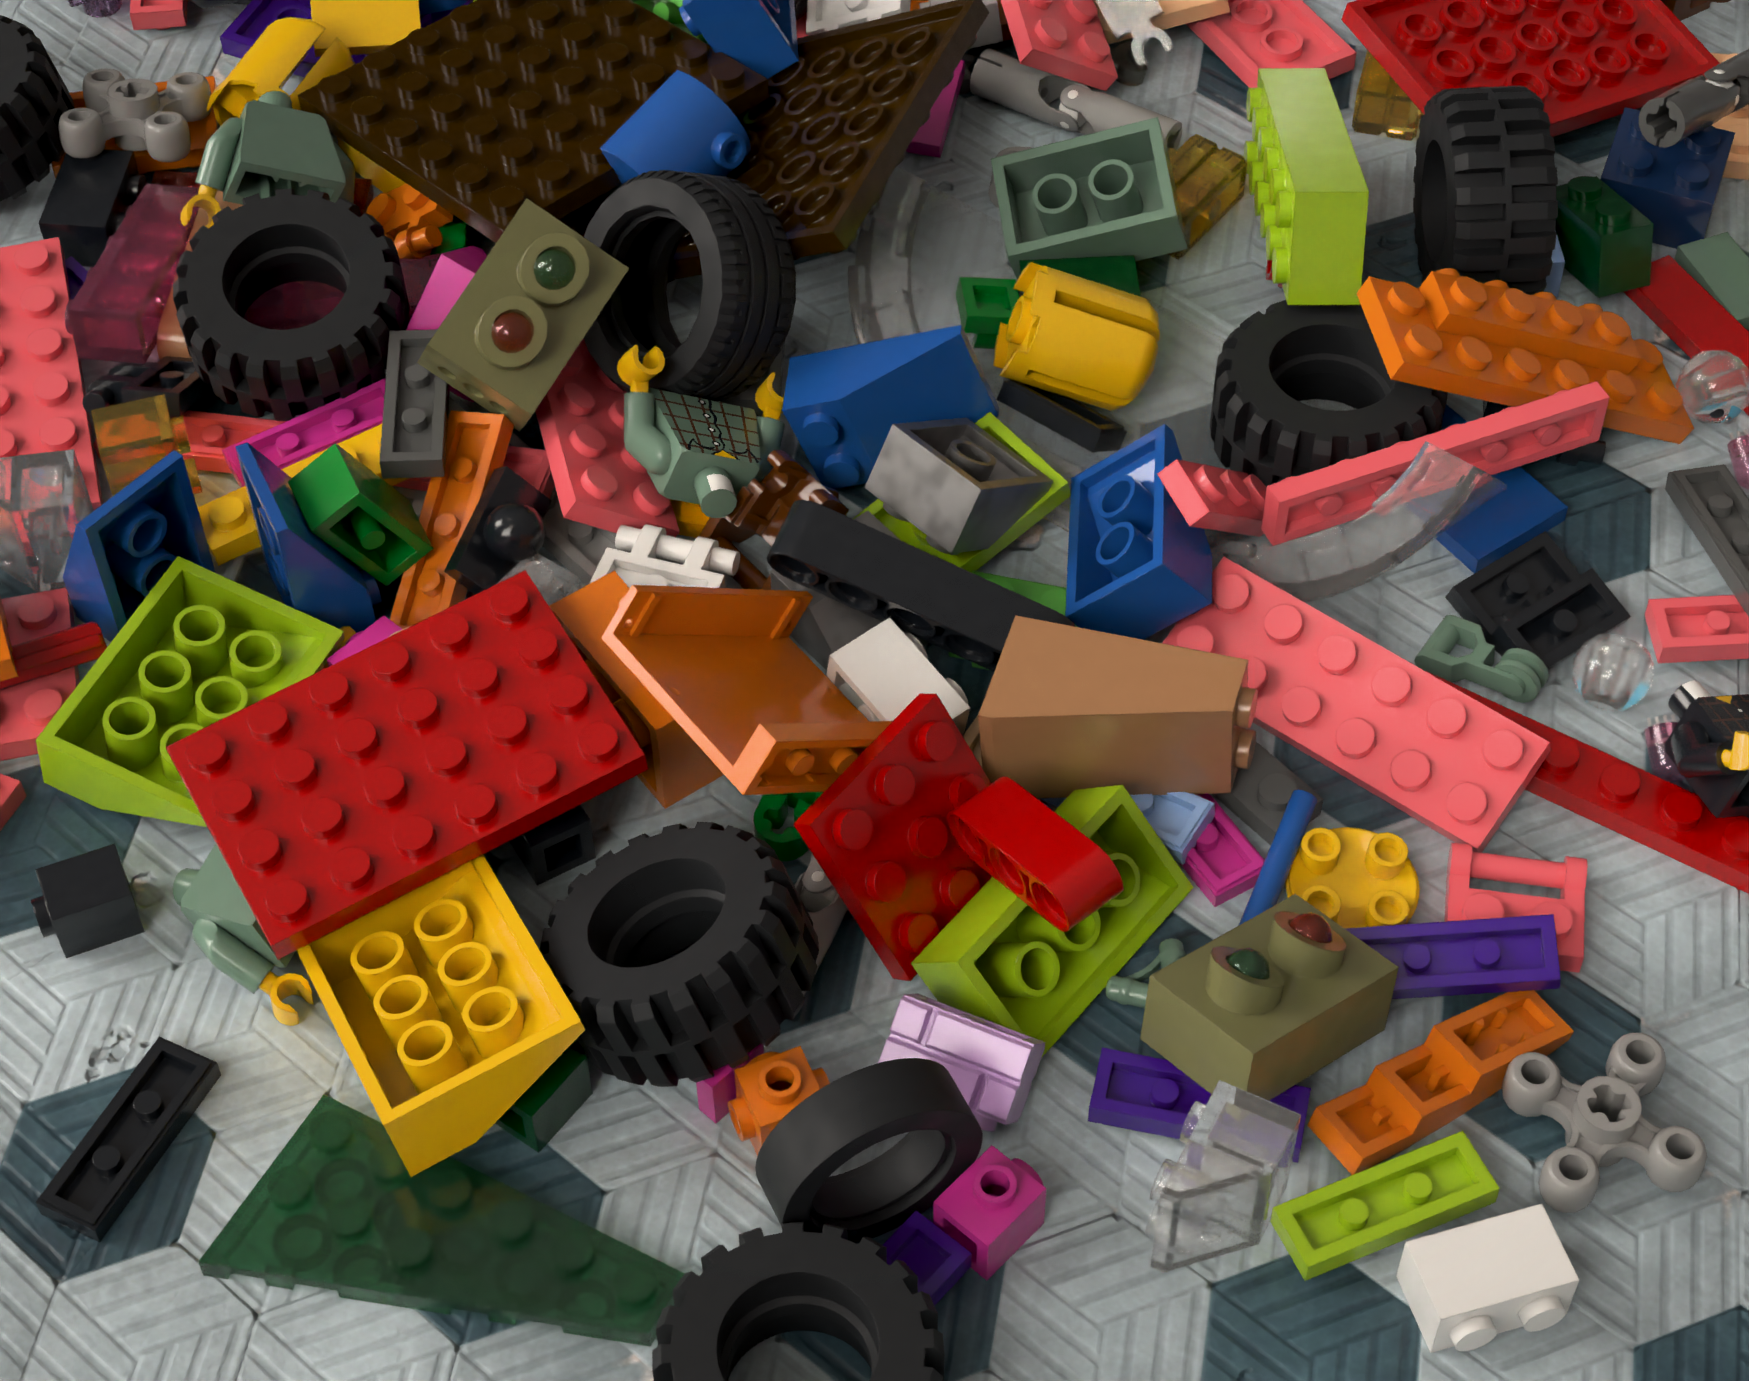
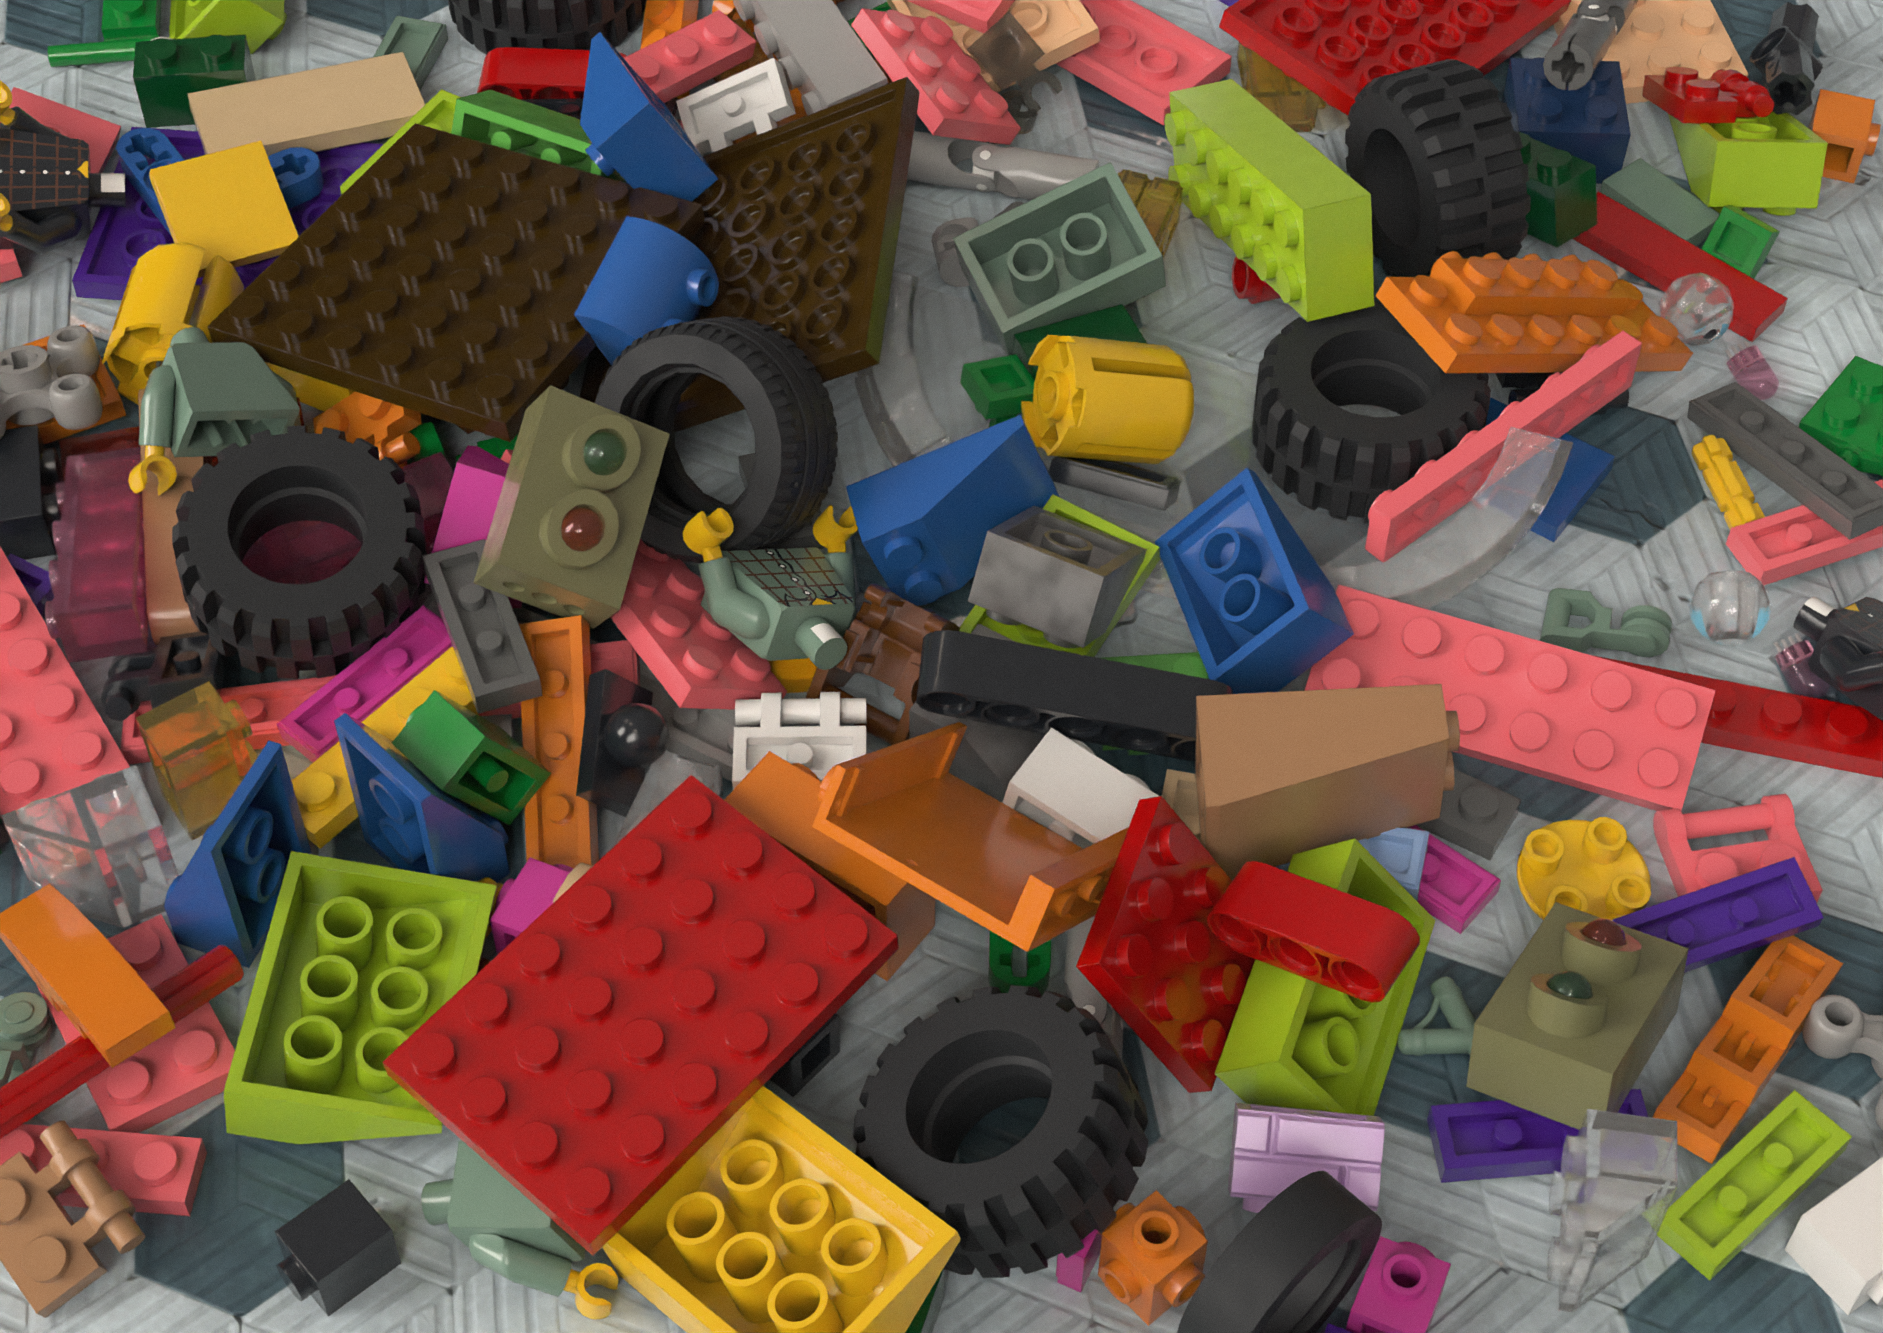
camera: 20 degrees left, 0 degrees up
(1216, 497) = (1321, 527): coral plate -> none
(1281, 854) = (1510, 884): blue bar -> none
(1538, 602) = (1629, 556): black slope -> none
(1670, 555) = (1726, 481): none -> yellow axle

